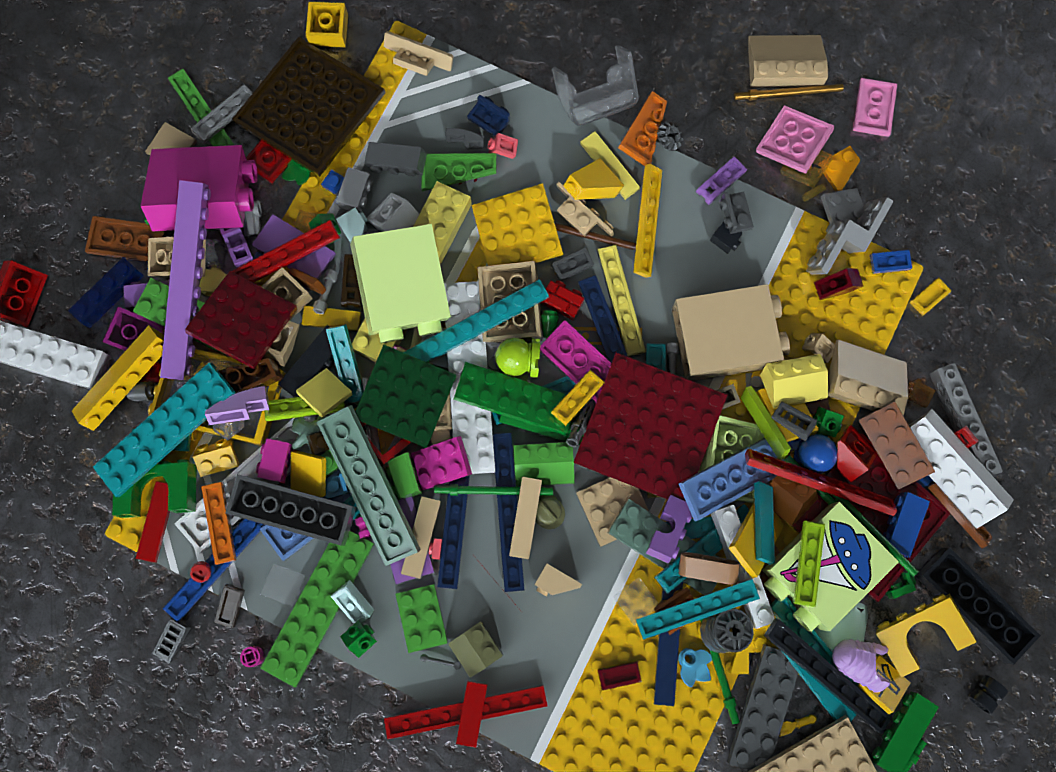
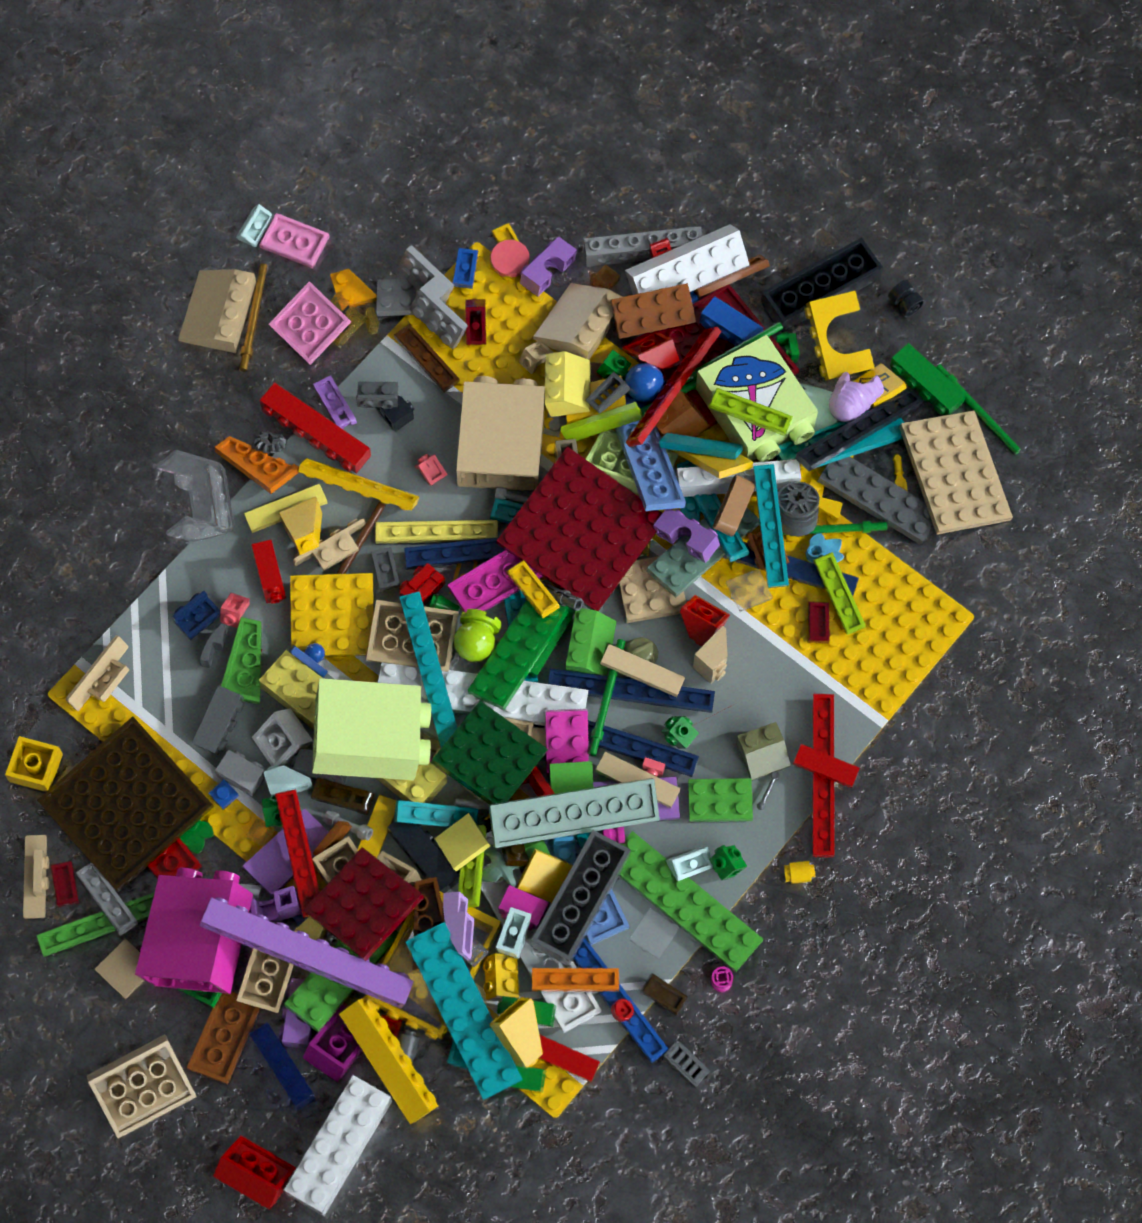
camera: 80 degrees left, 10 degrees down
(72, 183) = (141, 1086): none -> tan slope
(151, 482) = (519, 1032): none -> yellow slope
(234, 79) = (64, 884): none -> dark red tile
(235, 54) = (35, 876): none -> tan bracket
(244, 457) = (514, 933): none -> light aqua slope
(368, 708) = (799, 872): none -> yellow brick
(469, 220) = (313, 655): none -> blue tile
(475, 565) = (679, 731): none -> green brick
(541, 163) = (269, 571): none -> red window
(593, 563) = (702, 619): none -> red slope
(652, 690) = (839, 593): none -> lime tile
(679, 279) = (431, 468): none -> coral bracket
(691, 170) = (315, 428): none -> red brick
(790, 250) = (426, 358): none -> reddish brown tile
(878, 70) = (255, 226): none -> light aqua slope
(914, 300) = (509, 258): none -> coral tile
(931, 342) = (557, 255): none -> medium lavender arch

